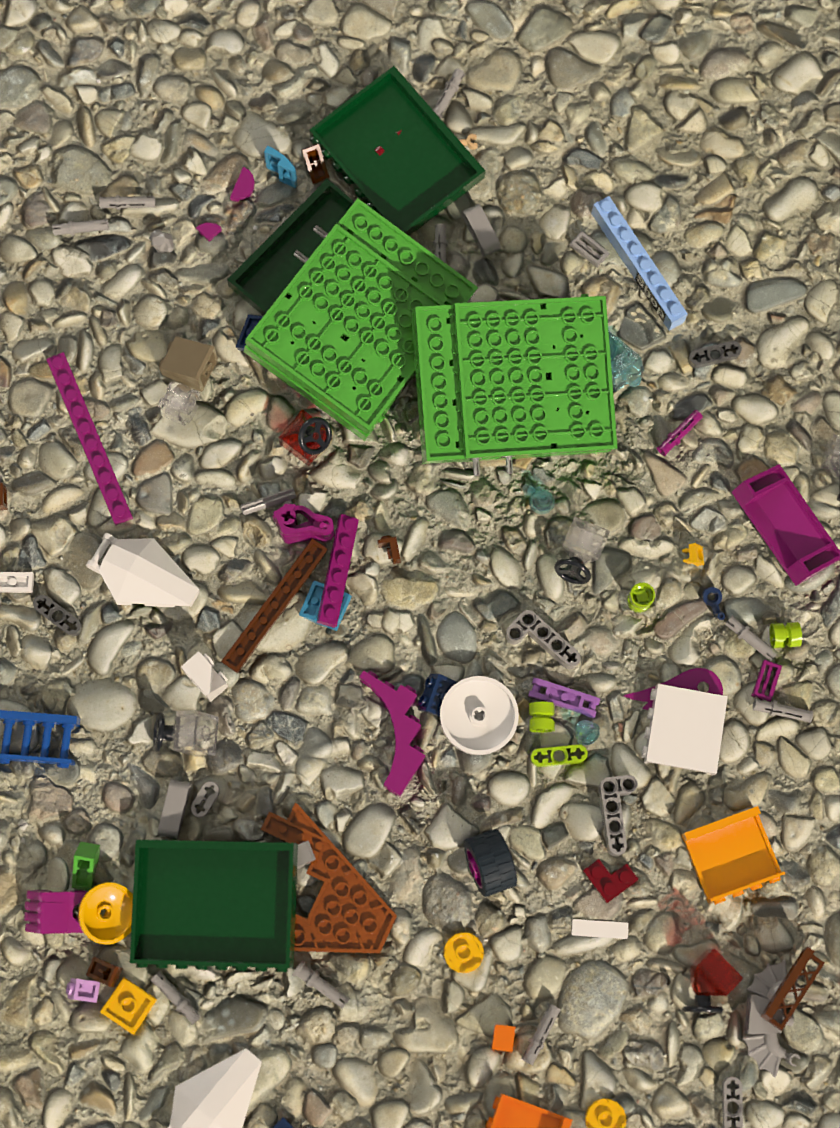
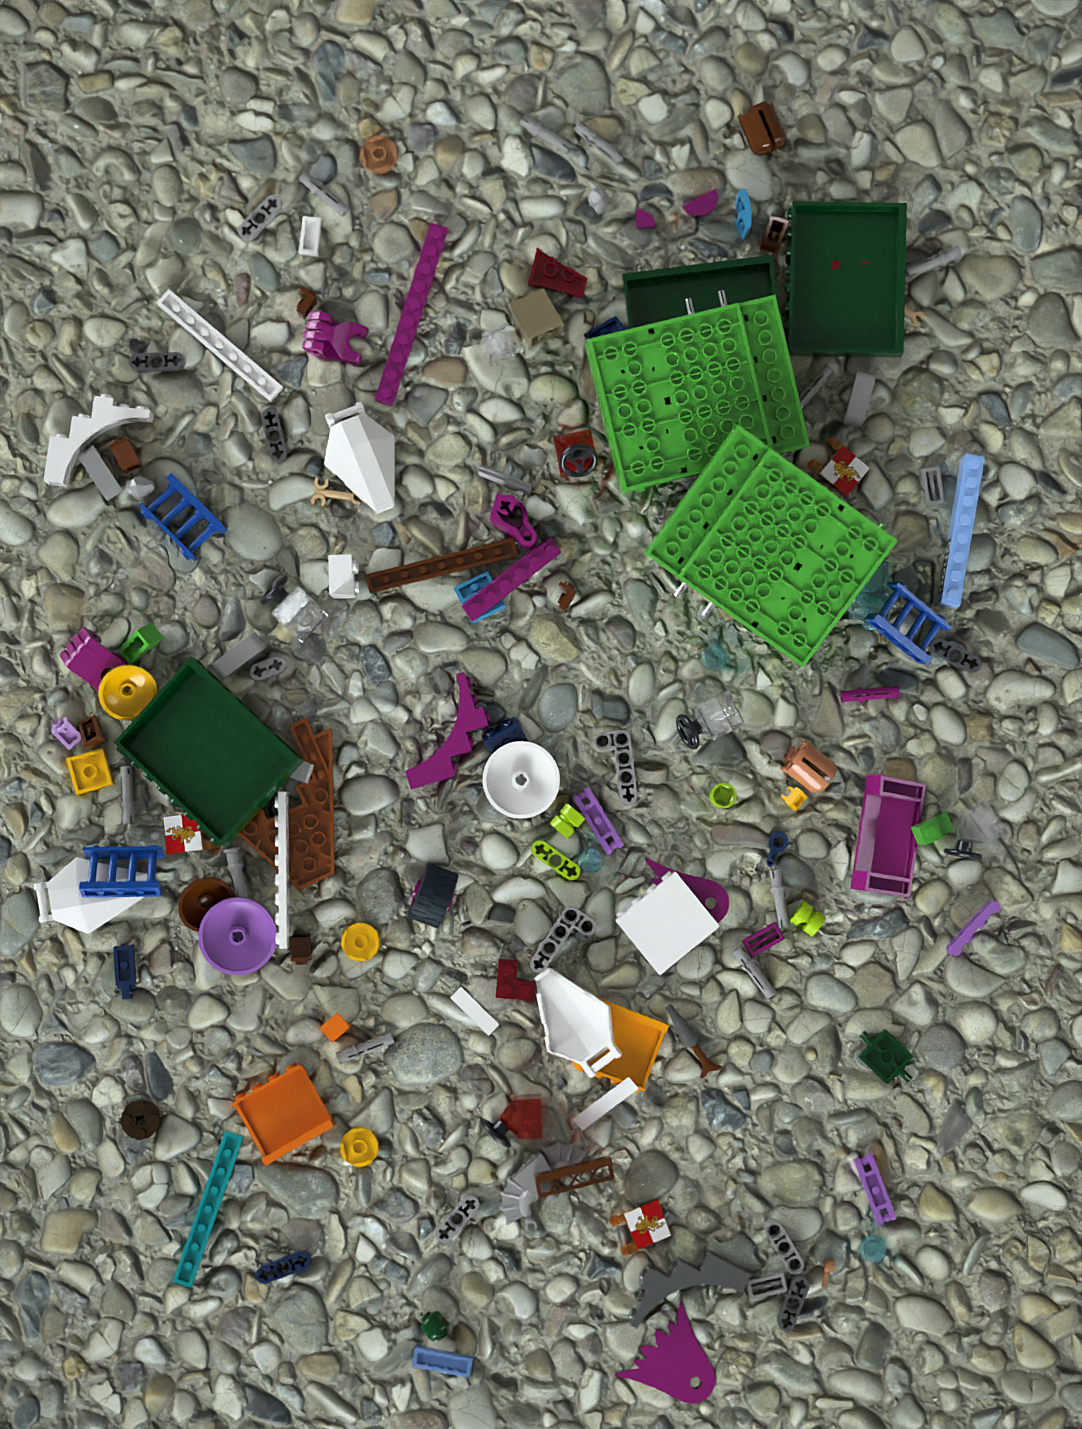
camera: 40 degrees right, 10 degrees up
(42, 505) = (331, 338): none -> magenta piece
(132, 627) = (322, 492): none -> tan bar
(177, 322) = (555, 276): none -> dark red wing
(237, 1075) = (127, 888): none -> blue fence
(241, 97) = (762, 128): none -> reddish brown cylinder
(250, 989) = (183, 835): none -> flag
(326, 1030) = (191, 908): none -> reddish brown dish
(359, 954) = (282, 861): none -> white plate
(363, 1033) = (237, 936): none -> medium lavender dish
(422, 1000) = (301, 950): none -> reddish brown bracket
(511, 285) = (842, 469): none -> flag
(655, 371) = (891, 631): none -> blue fence
(685, 521) = (804, 774): none -> nougat cylinder
(685, 866) = (574, 1022): none -> white windscreen
(764, 911) = (605, 1103): none -> white sticker
(783, 804) = (690, 1039): none -> dark grey piece
(814, 492) = (932, 829): none -> bright green arch

